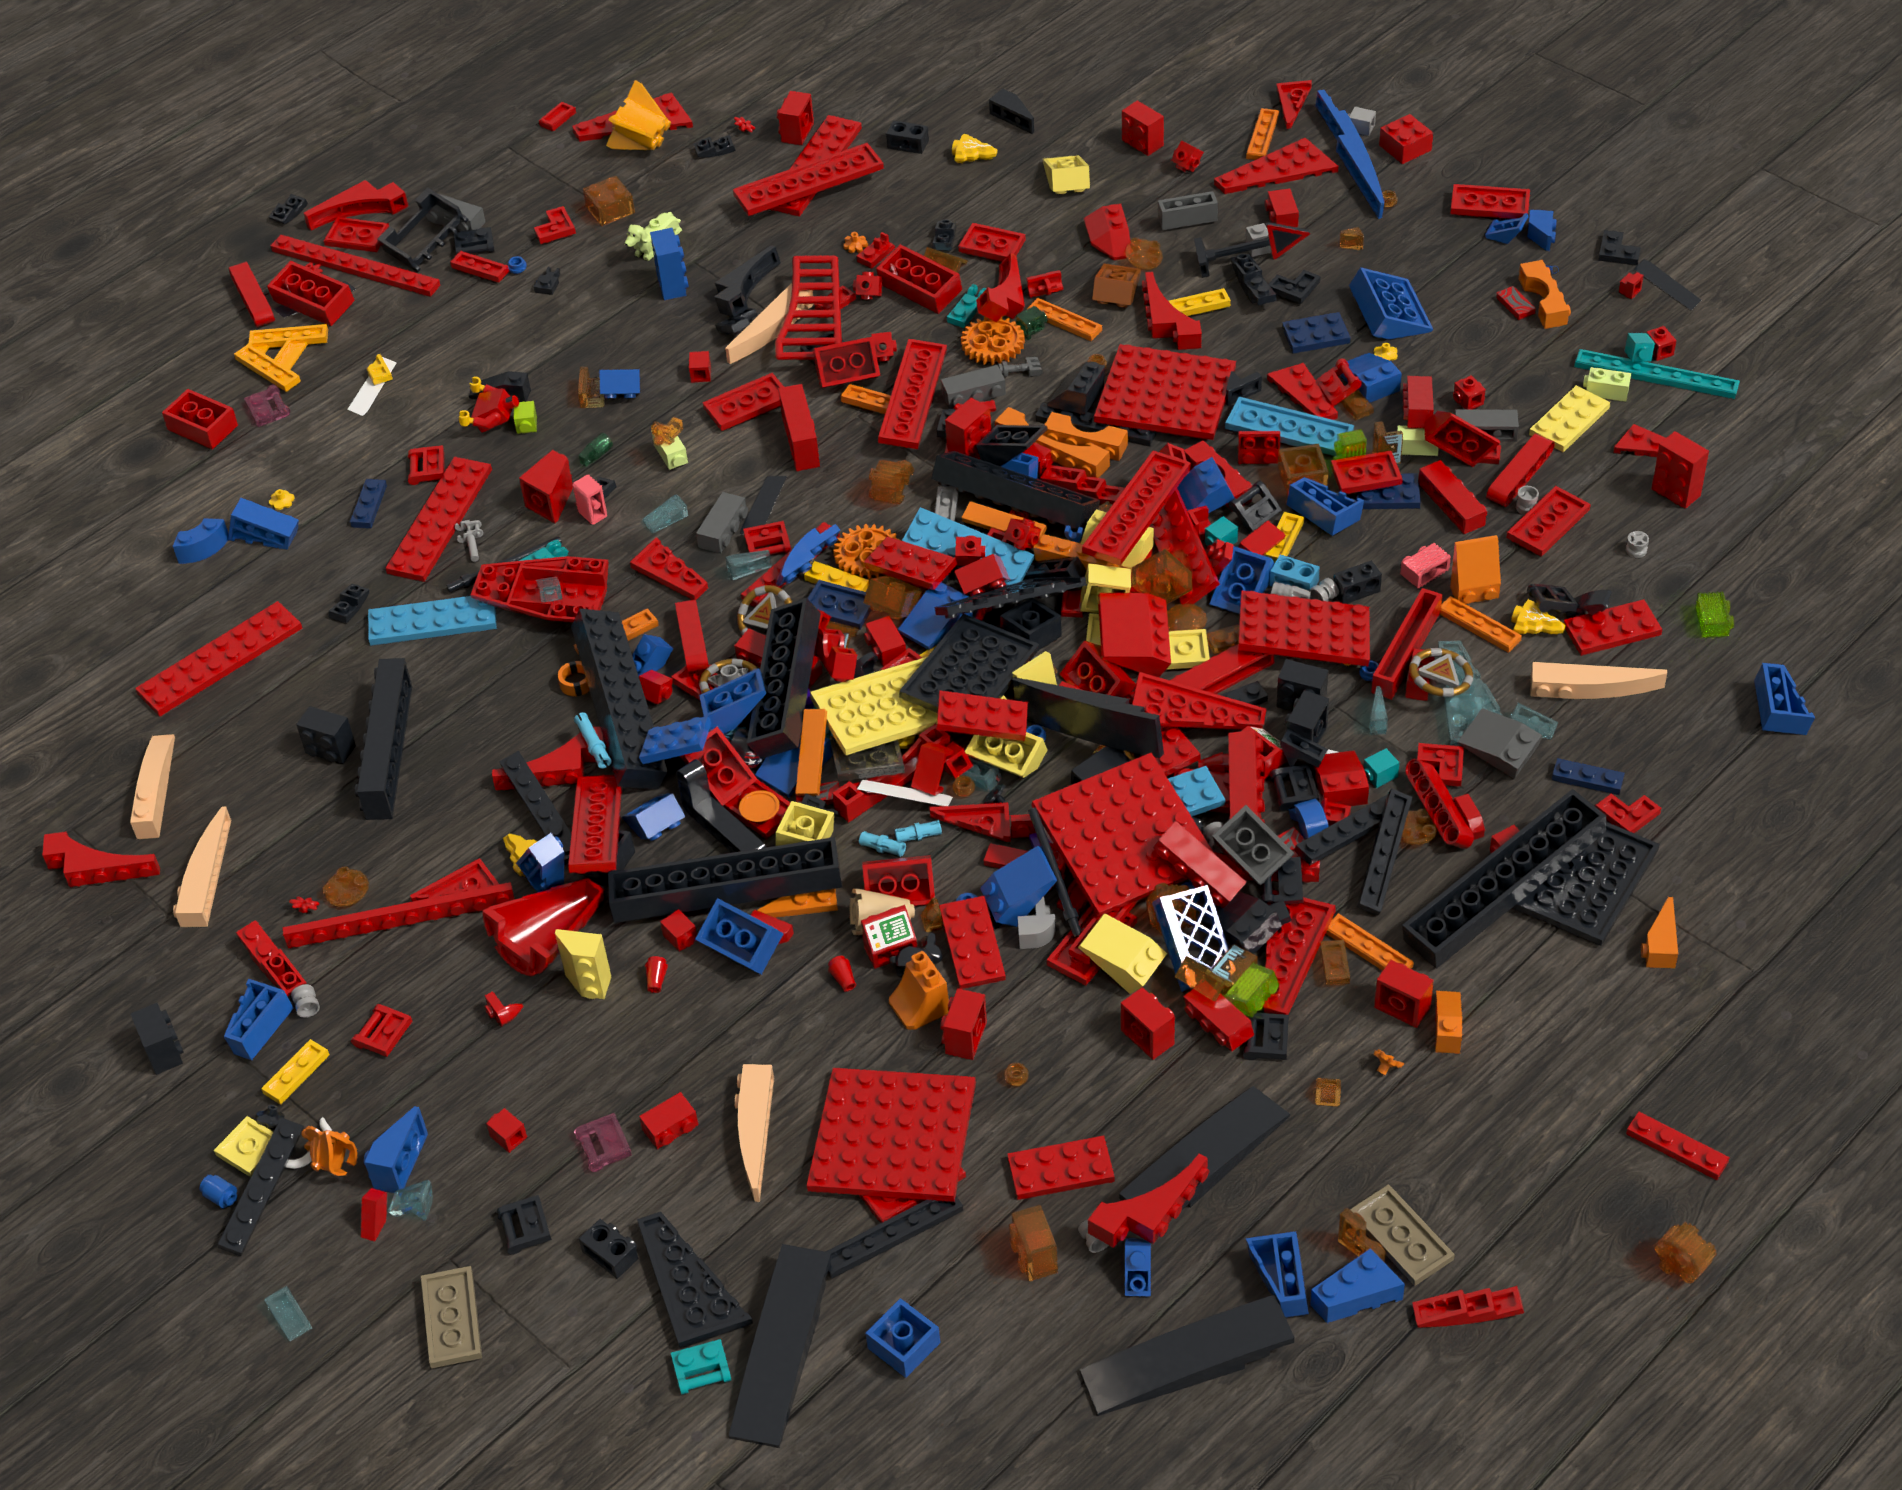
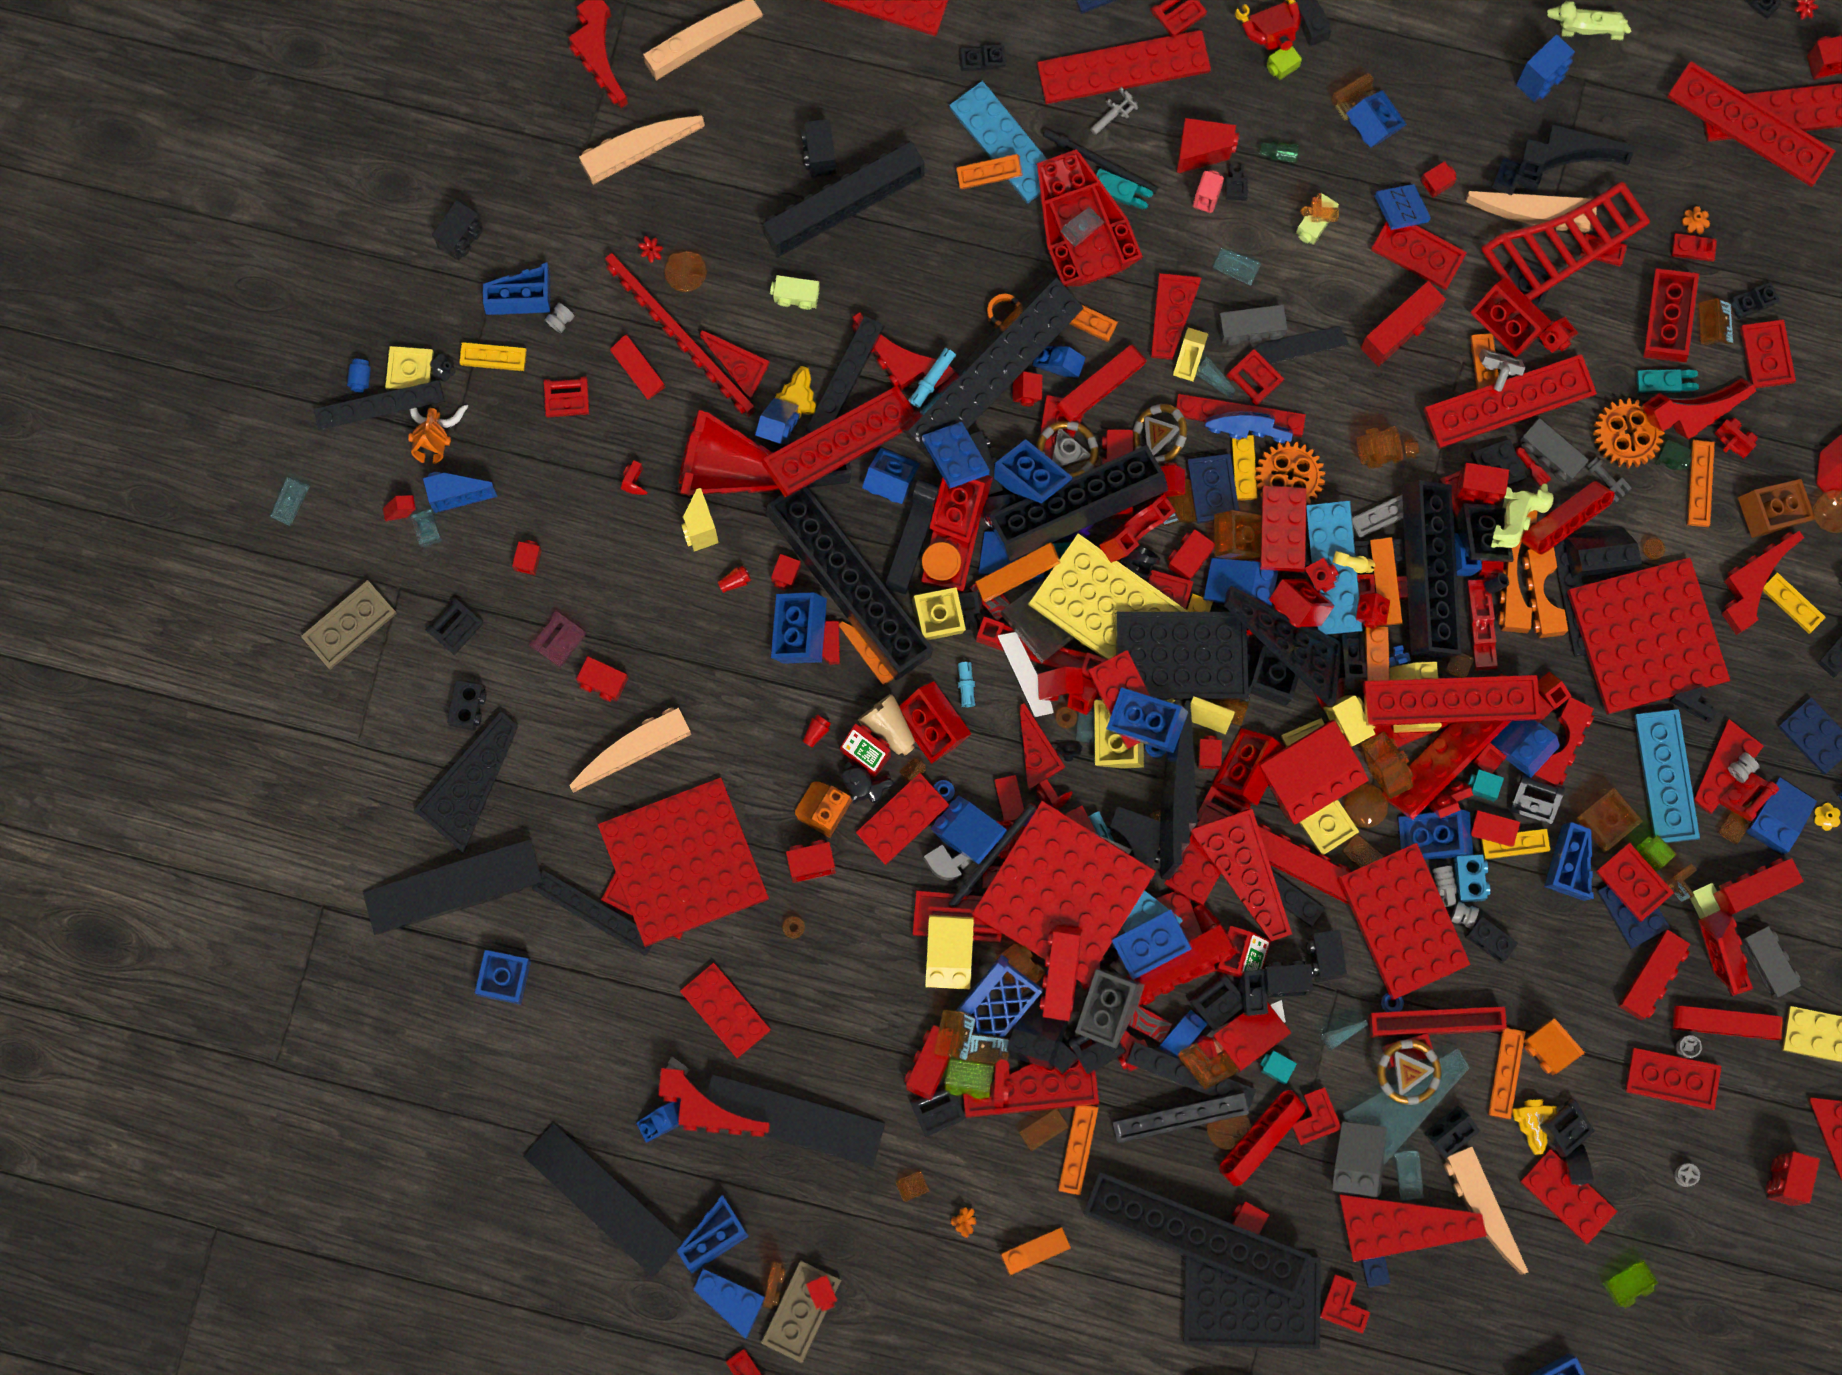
camera: 55 degrees right, 30 degrees up
(270, 958) = (582, 263): red slope -> none
(401, 962) = (637, 367): none -> red slope
(434, 812) = (795, 292): none -> yellowish green brick
(449, 633) = (989, 171): none -> orange plate
(700, 1360) = (412, 832): teal plate -> none
(703, 394) = (1402, 206): none -> blue tile
(714, 570) = (1190, 354): none -> light yellow slope
(874, 288) = (1634, 272): red brick -> none
(886, 379) = (1507, 364): none -> light grey plate
(918, 831) = (996, 706): medium azure pin -> none
(977, 524) = (1359, 564): none -> light yellow piece
(1012, 410) = (1515, 518): none -> yellowish green animal
(1012, 700) = (1147, 720): none -> blue slope
(1033, 1243) = (634, 1031): clear orange brick -> none
(1034, 394) = (1568, 517): none -> red beam
(1056, 456) = (1496, 583): none -> black hinge
(1148, 1023) = (890, 1010): red brick -> none
(1214, 789) = (1152, 944): none -> blue plate
(1258, 447) = (1619, 762): red slope -> none
(1278, 959) = (1001, 1089): none -> red plate
(1314, 373) = (1743, 767): none -> light grey wheel
(1355, 804) = (1207, 1071): none -> clear orange plate
(1394, 1198) = (822, 1293): none -> red brick
(1403, 993) = (1033, 1205): red brick -> none
(1425, 565) = (1550, 991): coral brick -> none
(1469, 393) = (1804, 926): red brick -> none
(1471, 815) = (1265, 1169): red piece -> none
(1511, 672) = (1451, 1132): none -> black brick
(1577, 741) = (1391, 1228): none -> red wing

